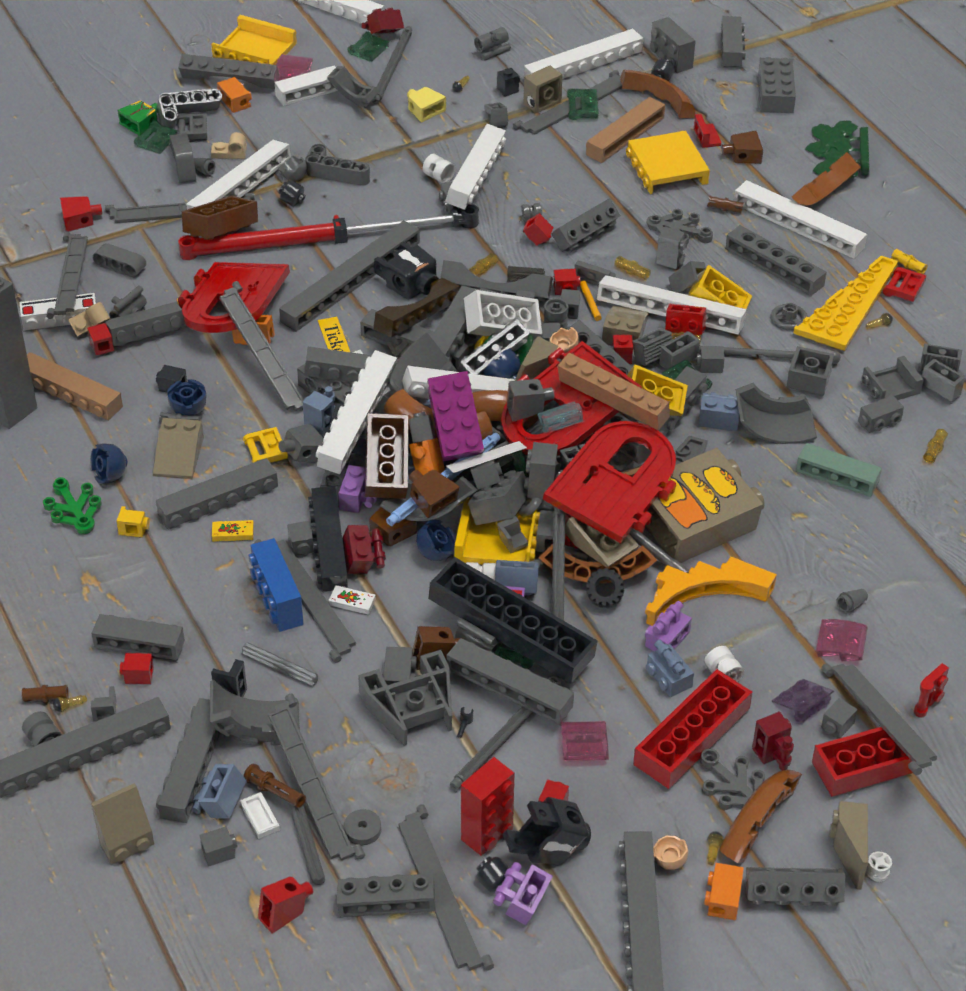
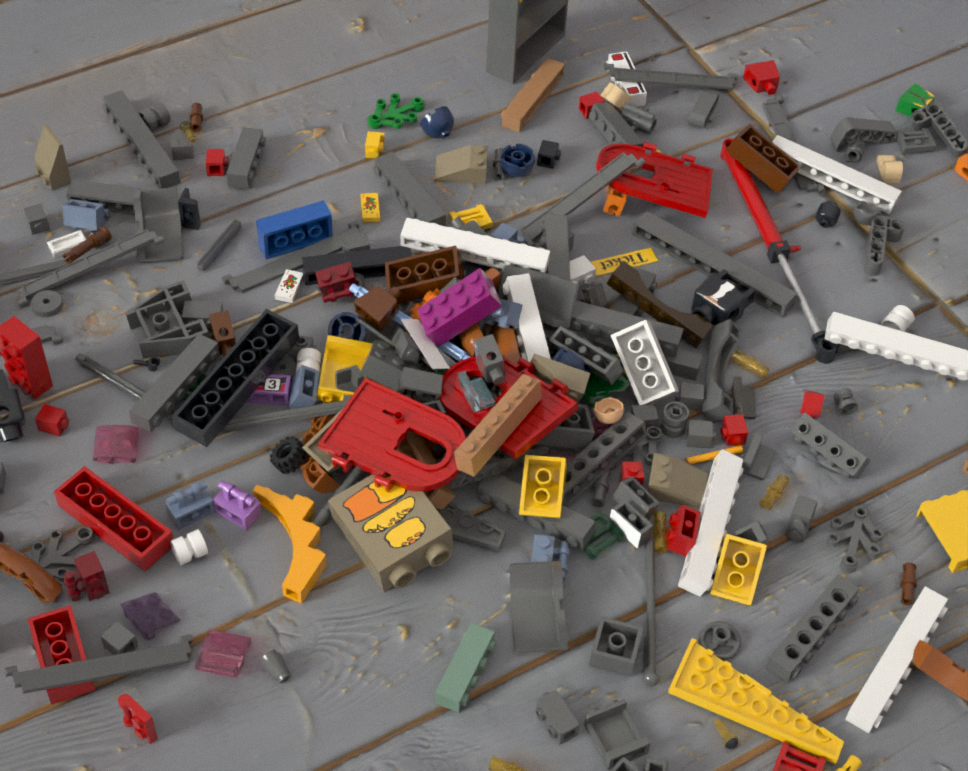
camera: 85 degrees right, 5 degrees up
(159, 141) = (898, 123): clear green plate -> none
(711, 359) = (629, 556): dark grey brick -> none

